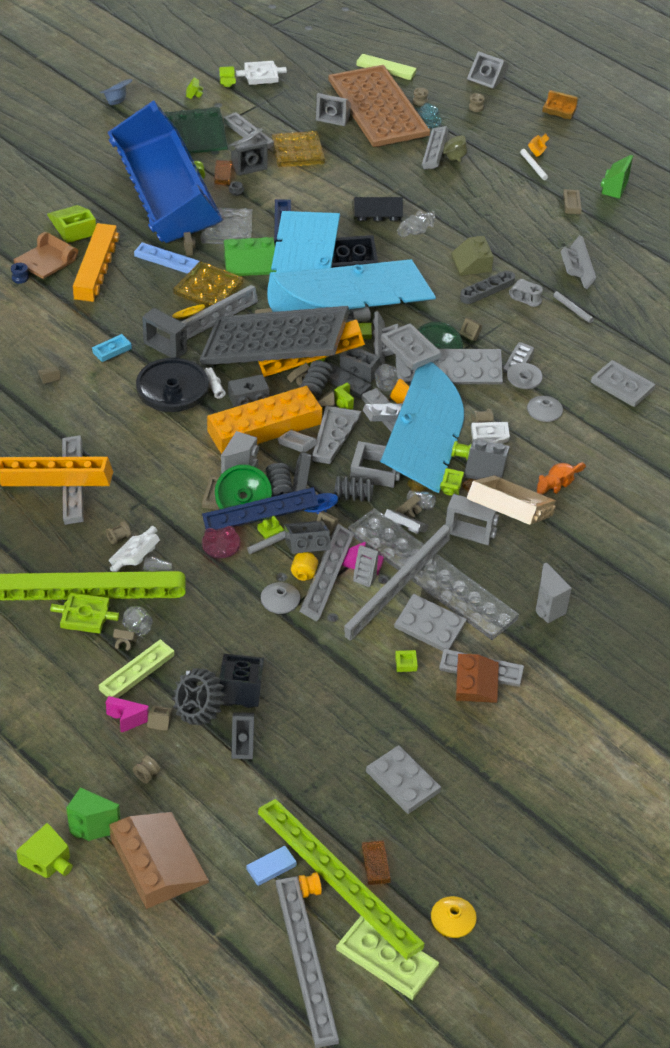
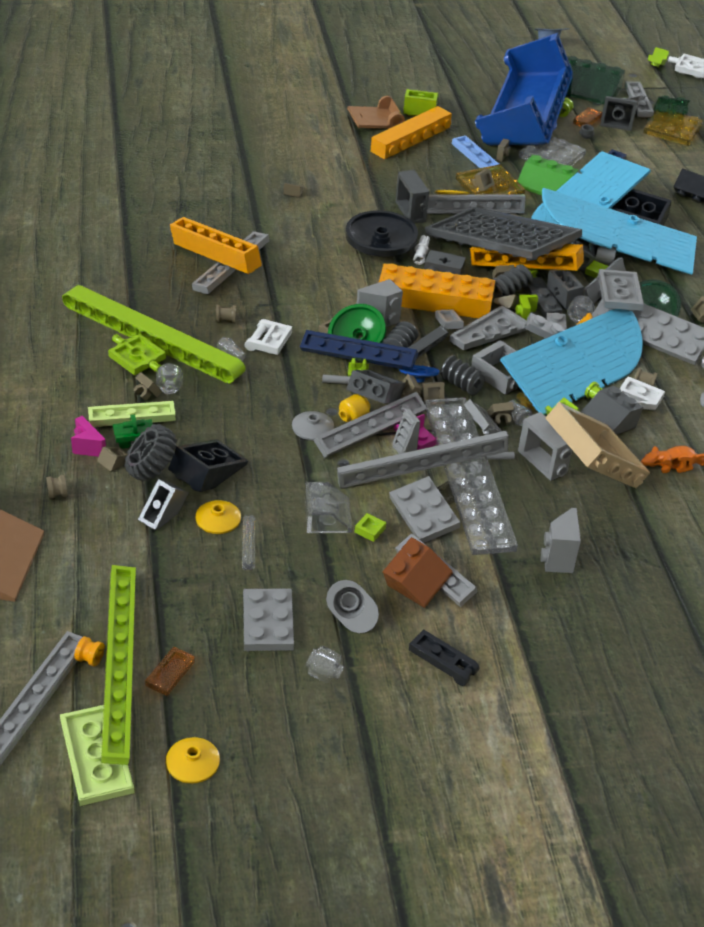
camera: 35 degrees right, 5 degrees down
(19, 273) = (343, 116): dark blue wheel -> none
(111, 348) = (362, 192): medium azure plate -> none
(134, 549) = (228, 329): white plate -> none
(158, 685) = (130, 430): none -> green hips
(179, 534) = (274, 339): none -> white plate
(194, 89) = (620, 56): lime tile -> none
(207, 286) = (483, 180): none -> dark tan tile
(221, 542) = (304, 360): clear pink dish -> none
(271, 865) = (78, 618): light blue tile -> none
(285, 130) = (676, 105): none -> clear green hinge
(286, 725) = (218, 517): none -> yellow dish
(332, 726) = (248, 545): none -> clear axle
(346, 516) = (432, 390): none -> dark tan tile
(361, 666) = (326, 509): none -> clear slope
(457, 732) = (352, 606): none -> light grey piece
(477, 789) = (324, 664): none -> clear head
(545, 732) = (444, 657): none -> black plate

